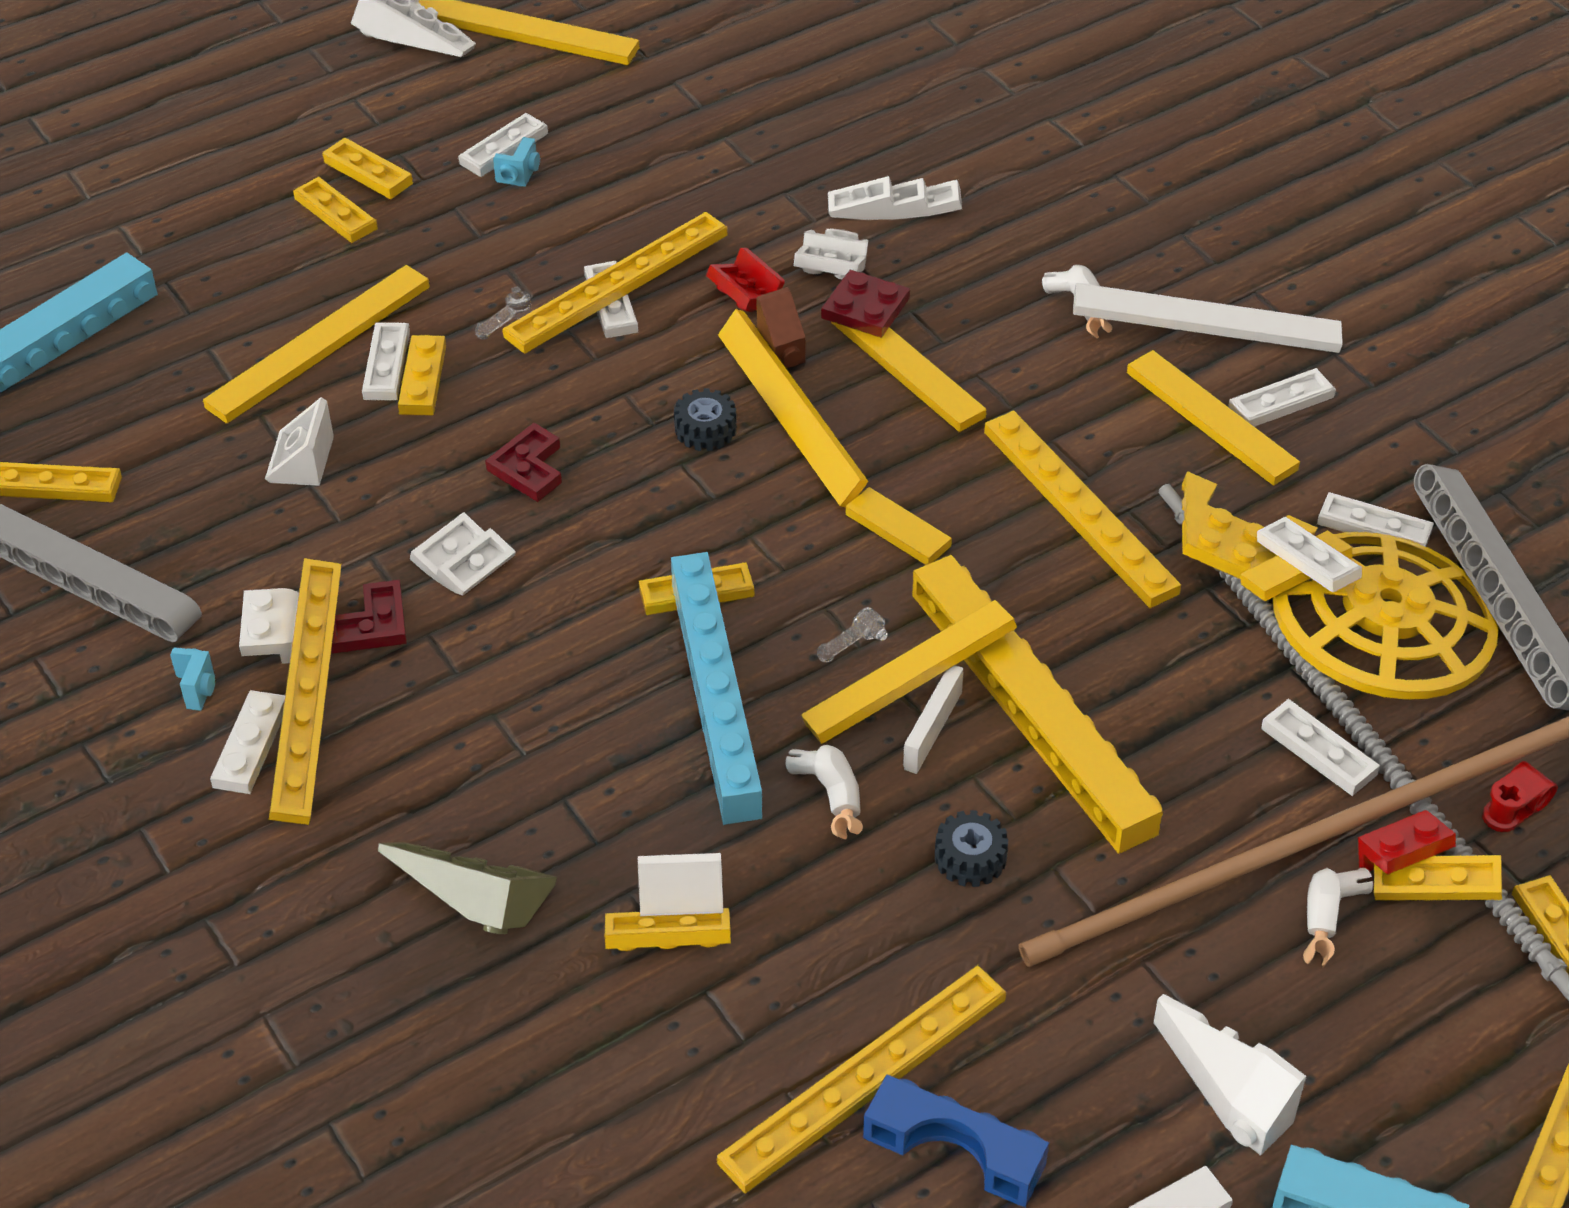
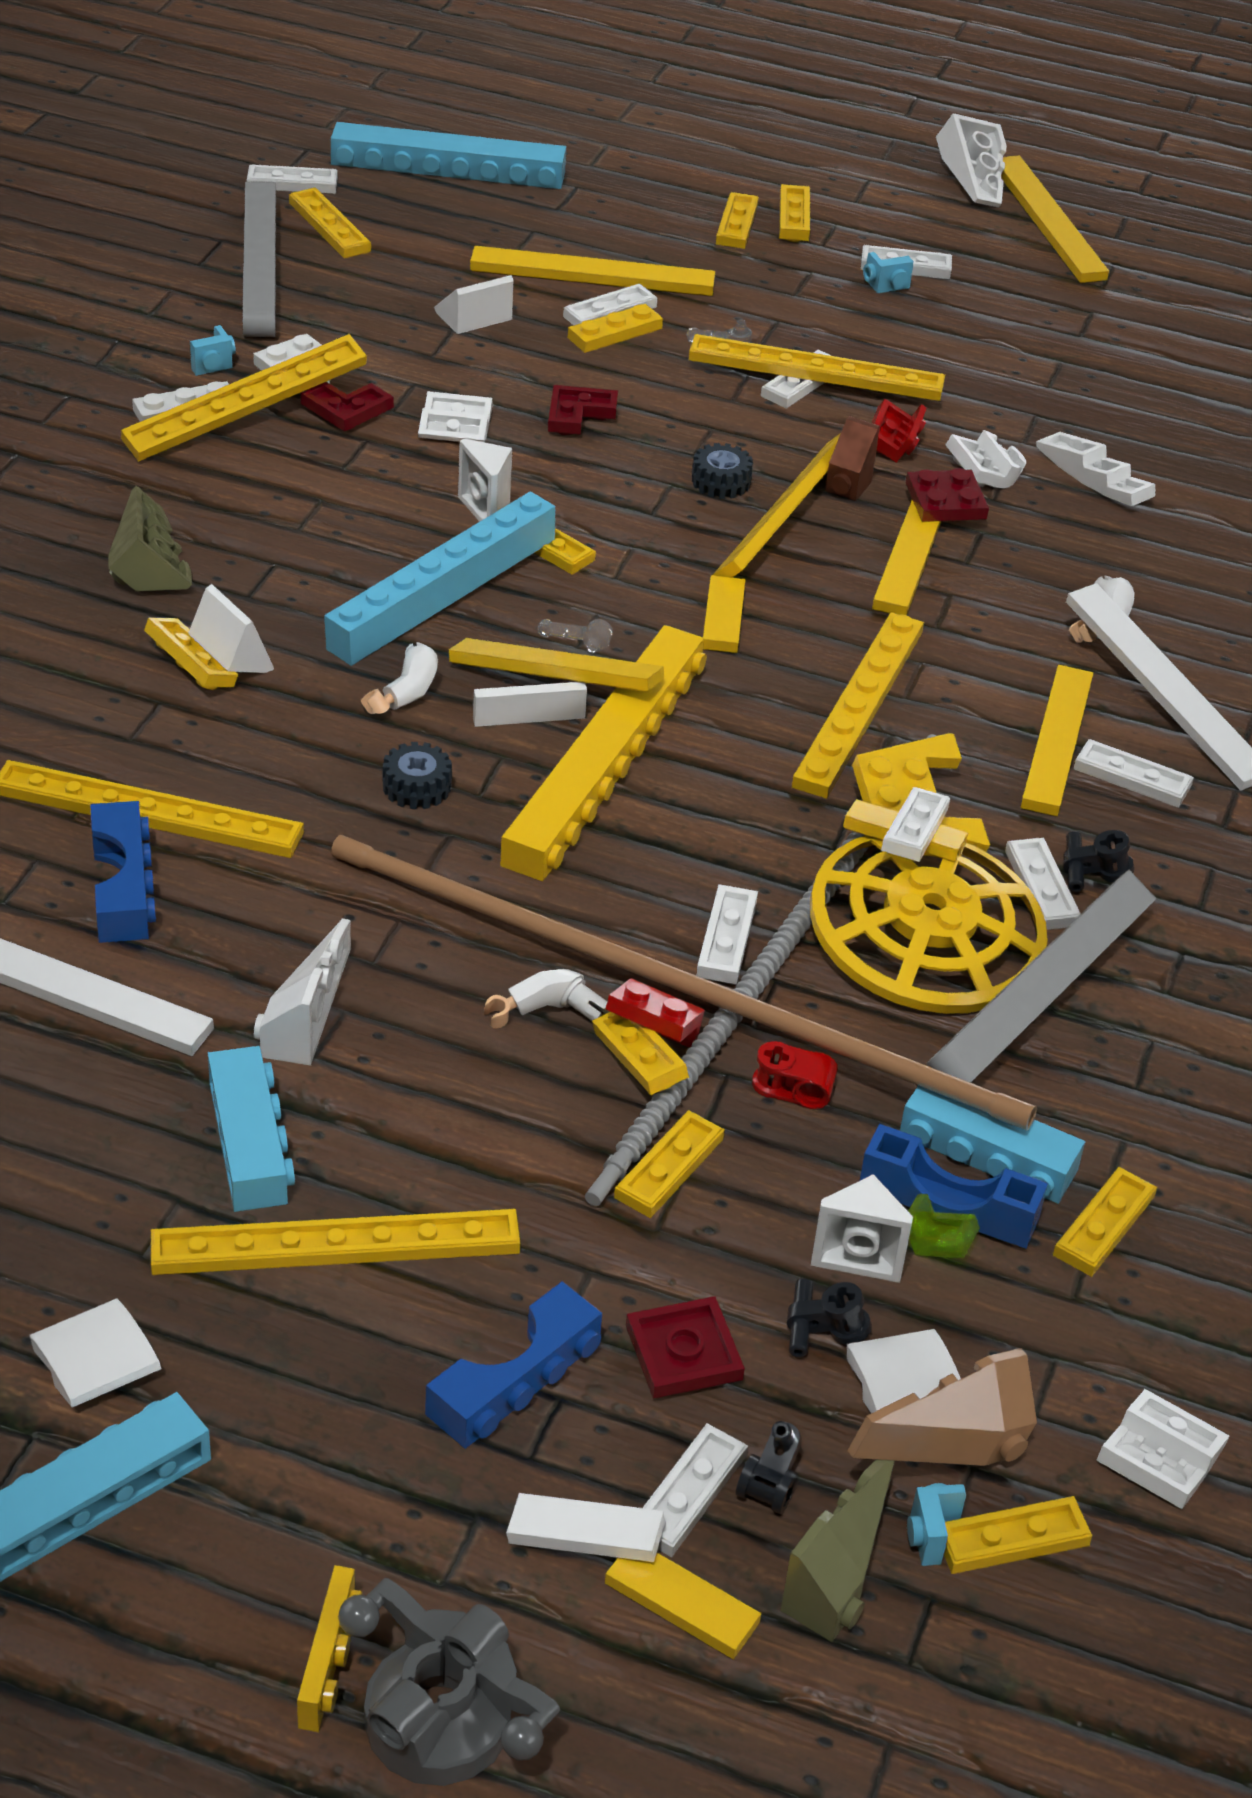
camera: 50 degrees right, 5 degrees down
(608, 582) = (484, 477): none -> white slope
(1384, 472) = (1096, 858): none -> black piece

